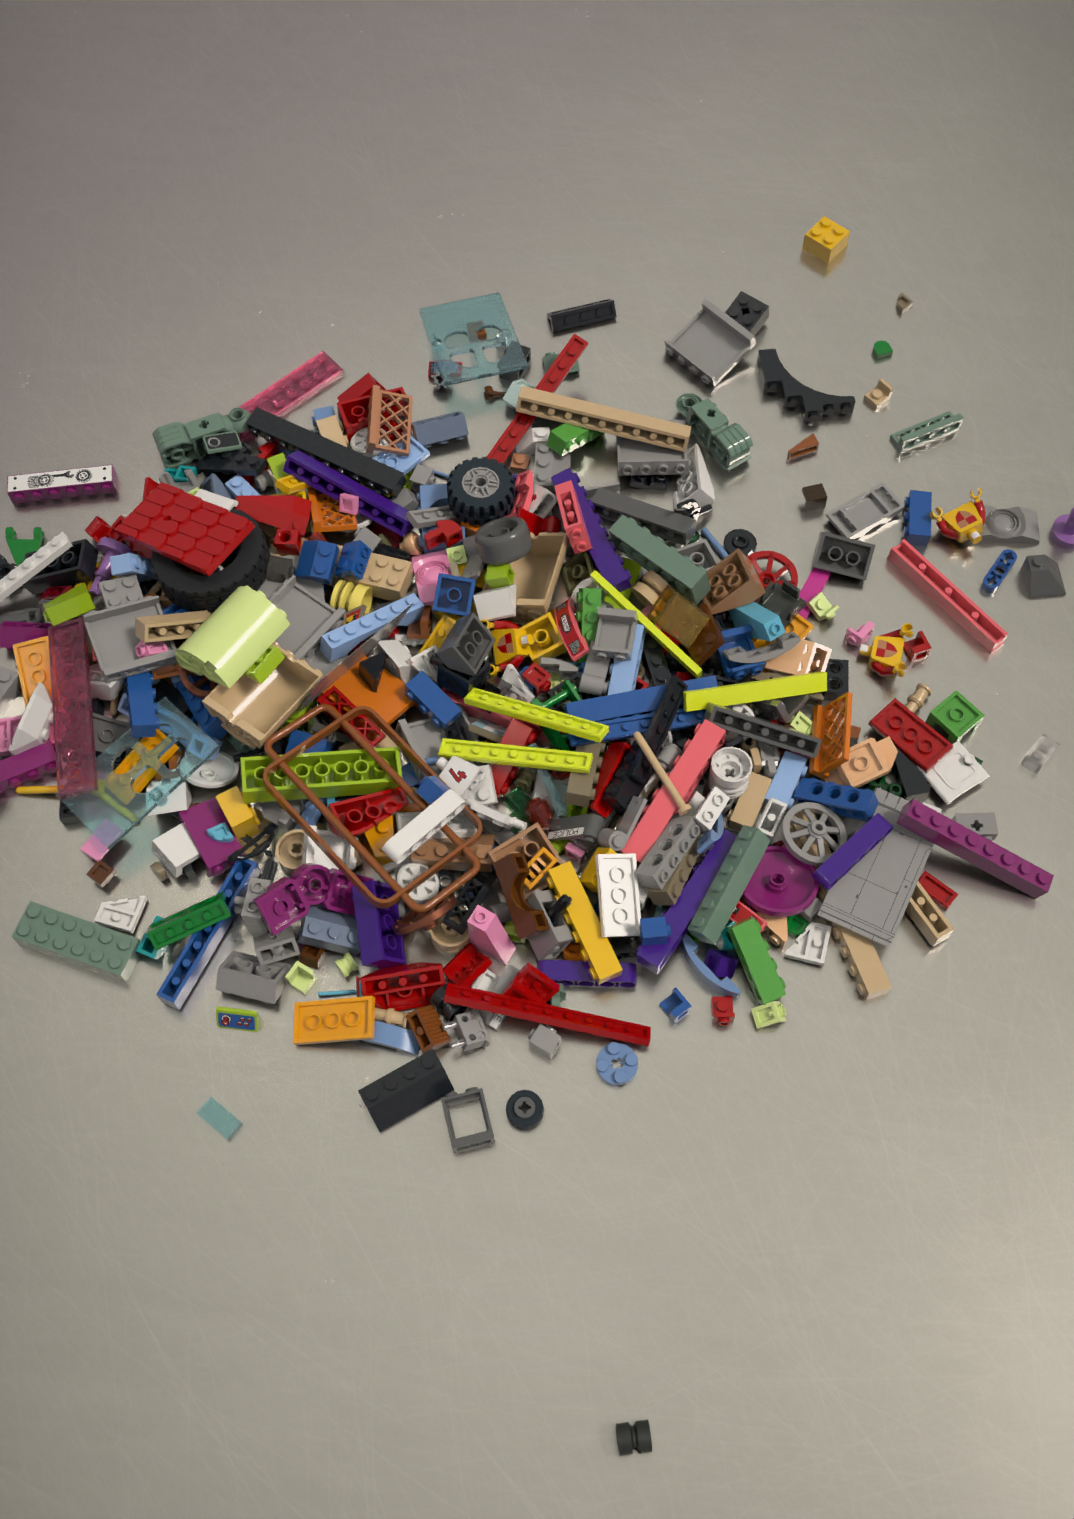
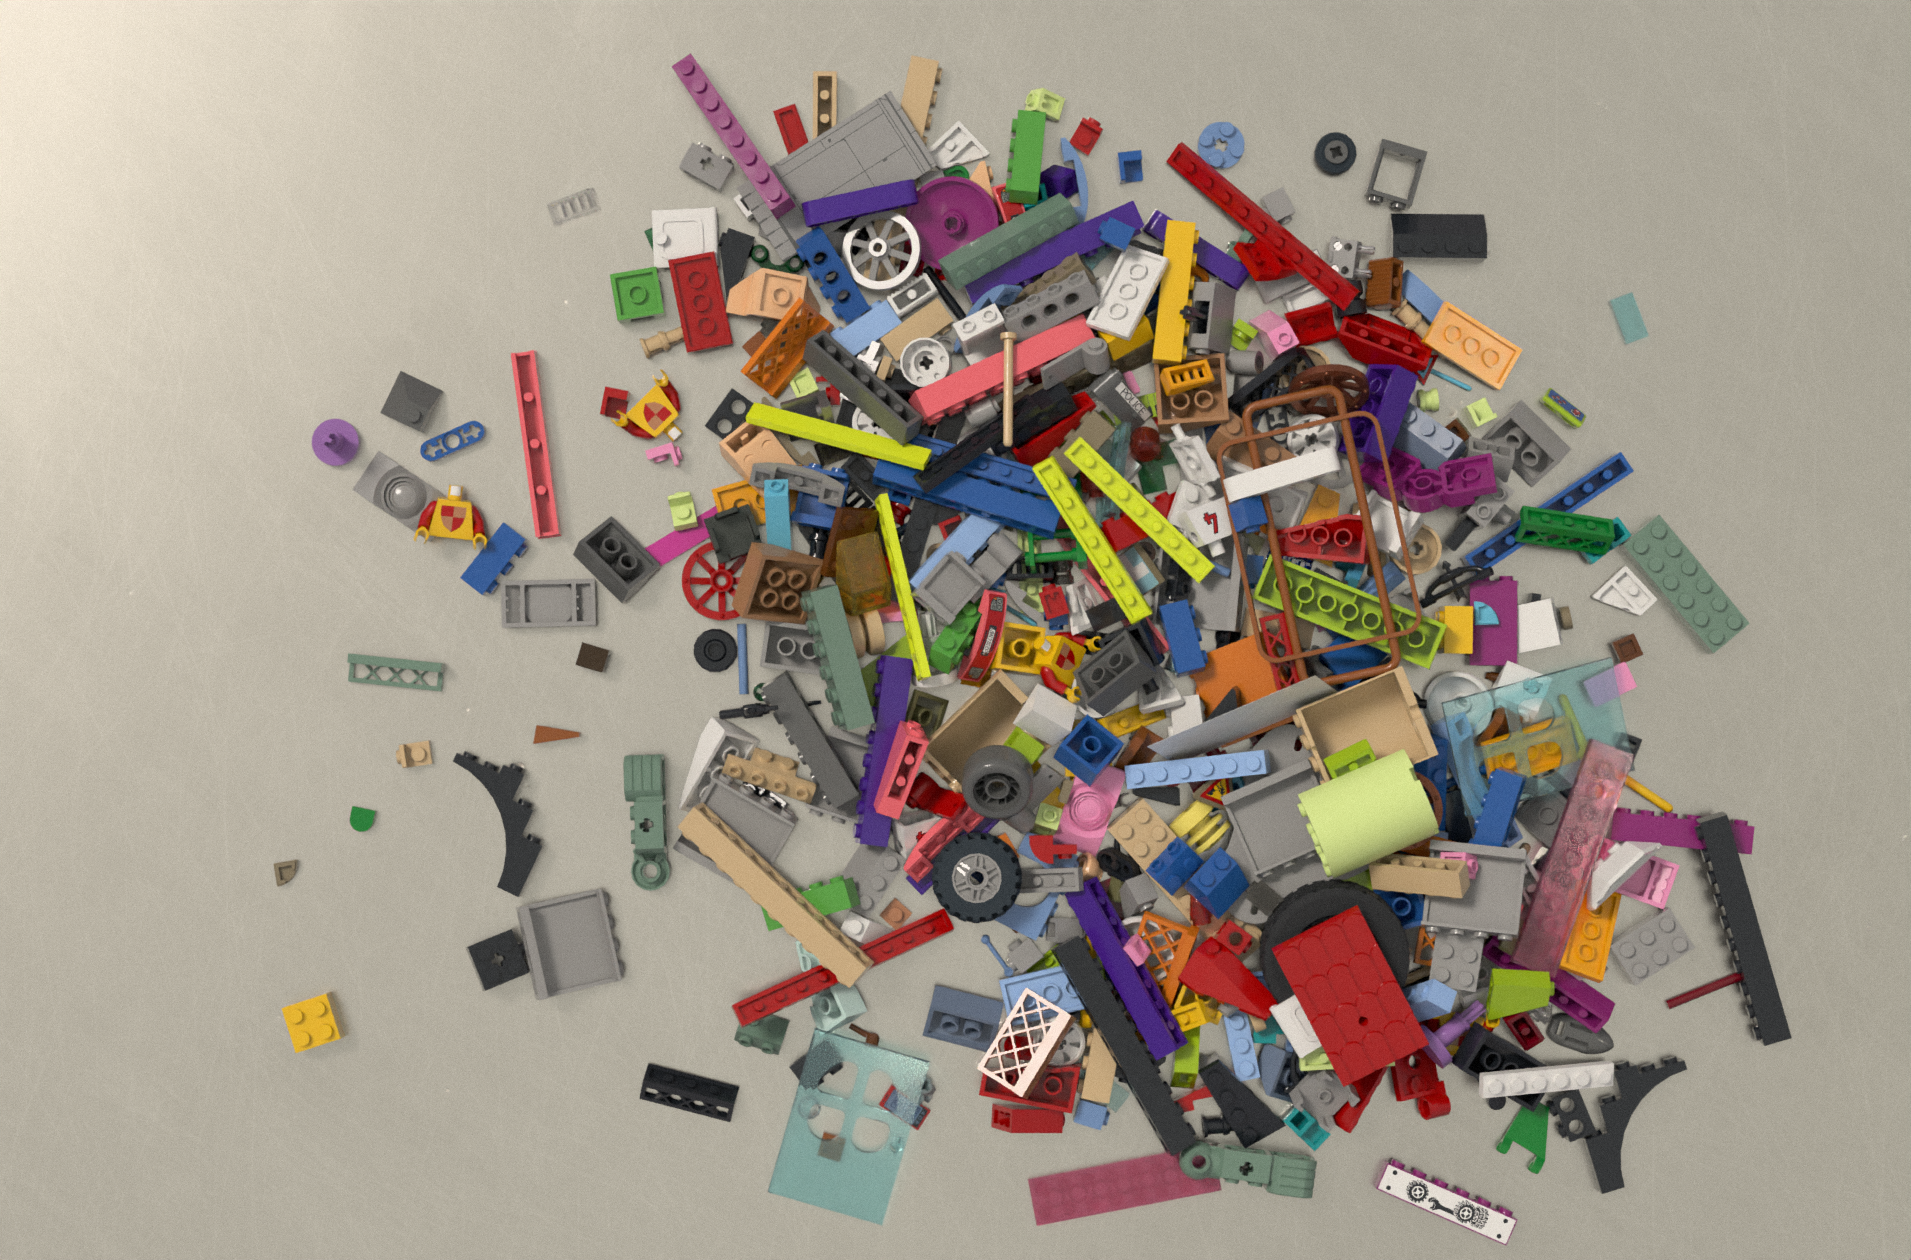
camera: 150 degrees left, 25 degrees up
(221, 442) = (1236, 1134): slope -> none
(511, 874) = (1230, 324): reddish brown arch -> none
(655, 493) = (771, 773): none -> tan bracket

